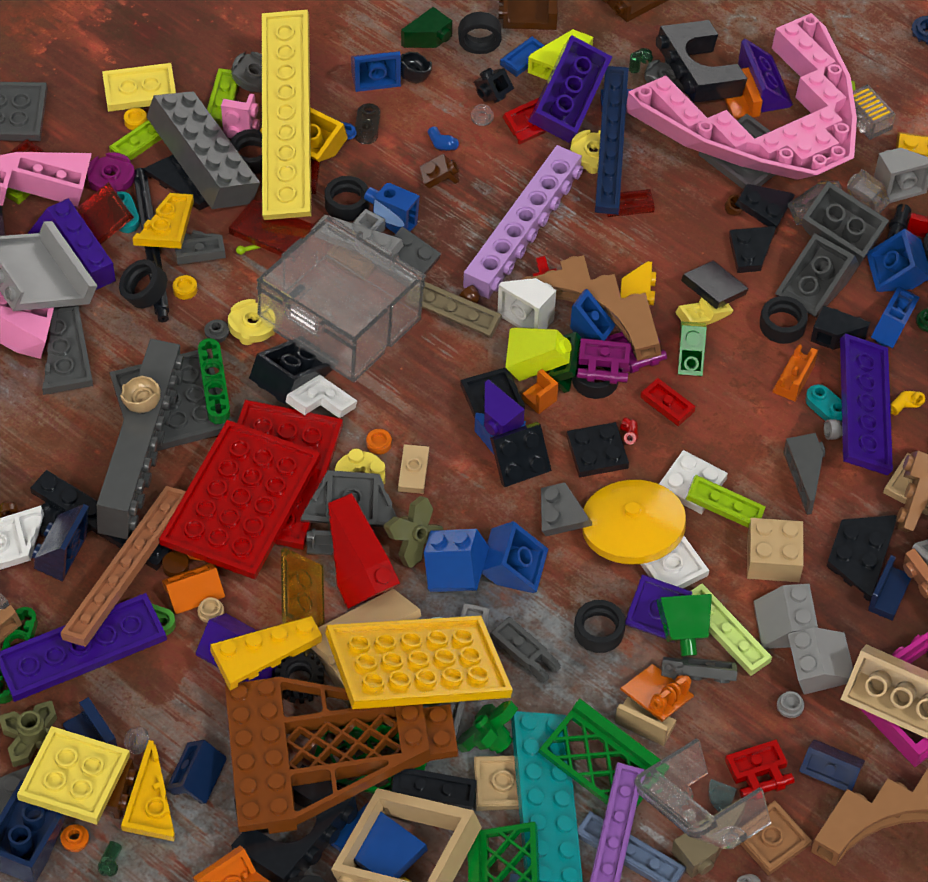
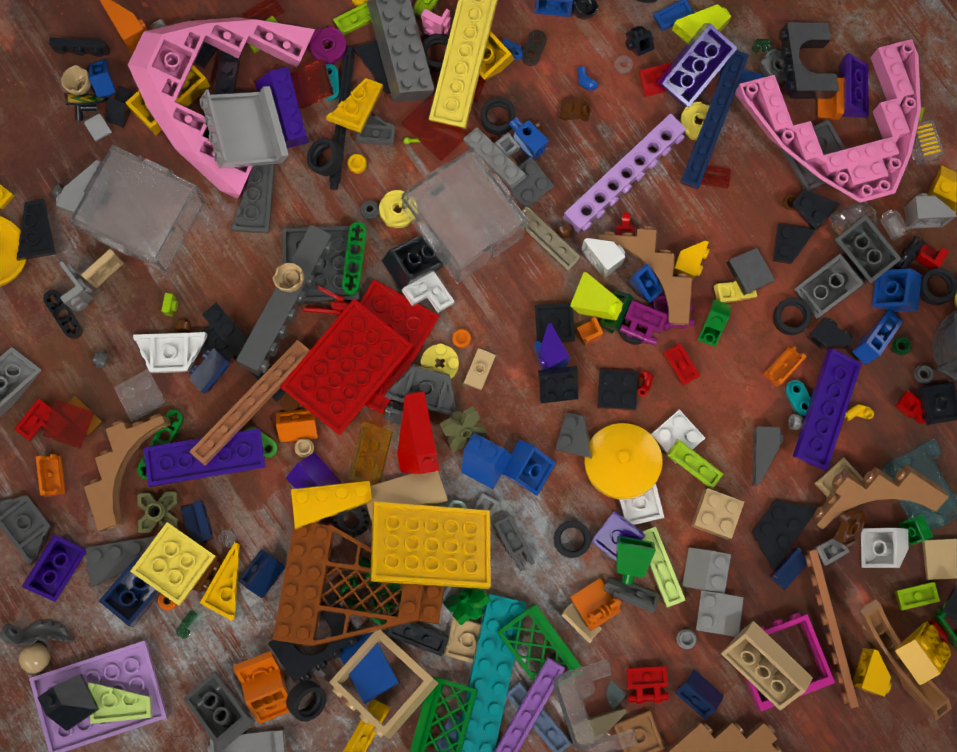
camera: 15 degrees right, 25 degrees up
(204, 442) = (336, 308): none -> red plant

